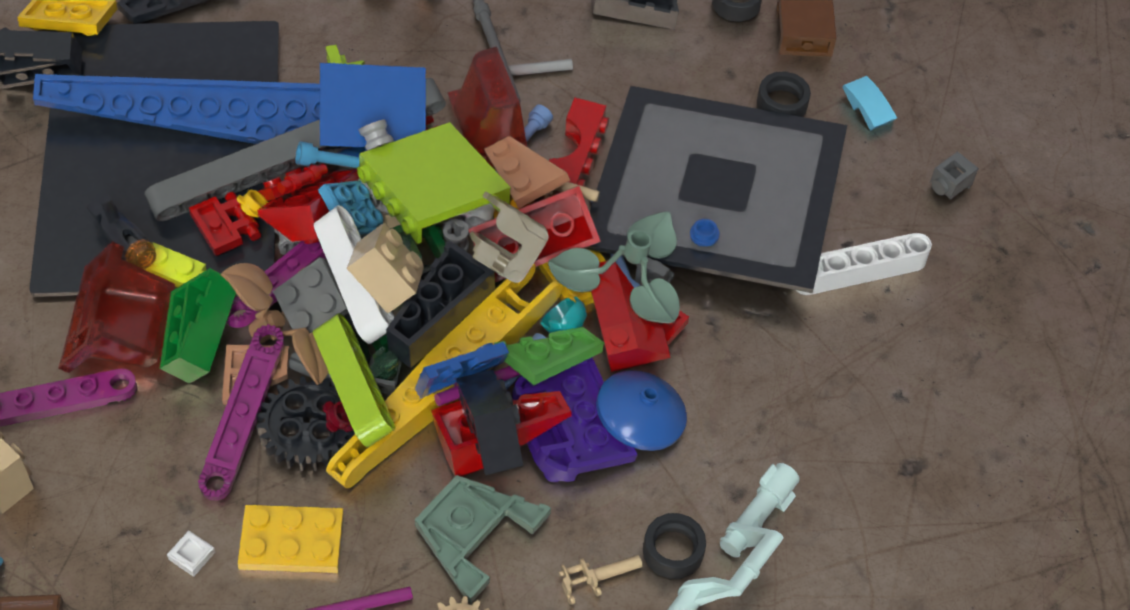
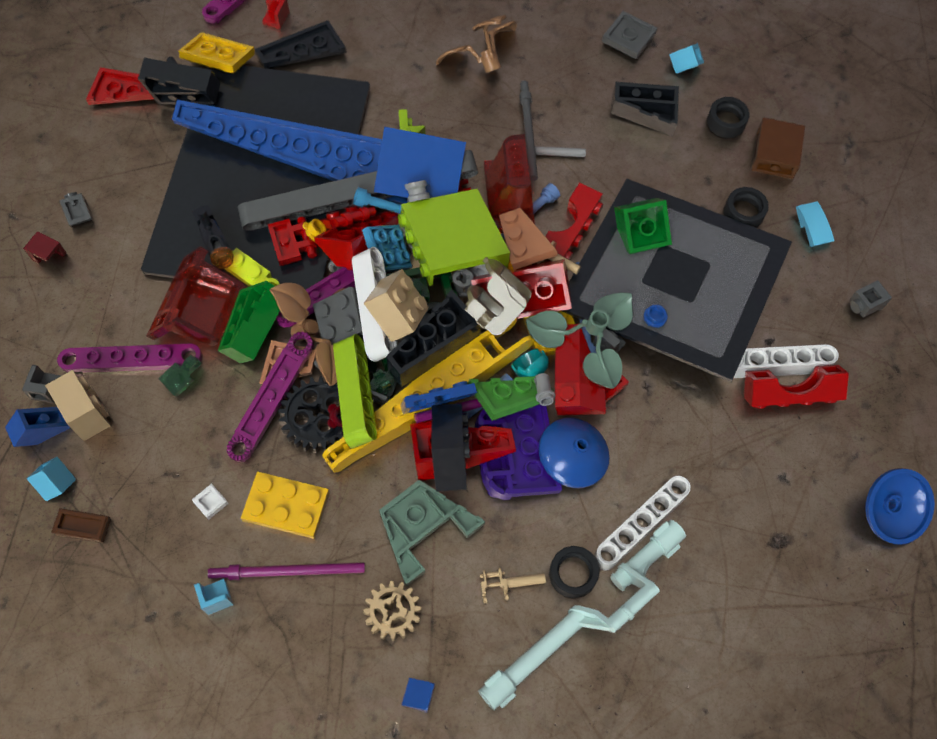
camera: 15 degrees right, 10 degrees up
(112, 411) = (178, 377): none -> clear green plate
(591, 343) = (544, 395): none -> light grey pin
(665, 133) = (643, 225): none -> green slope
(746, 461) = (647, 512): none -> white beam
(922, 279) = (824, 385): none -> red arch
(1052, 396) = (909, 506): none -> blue dish

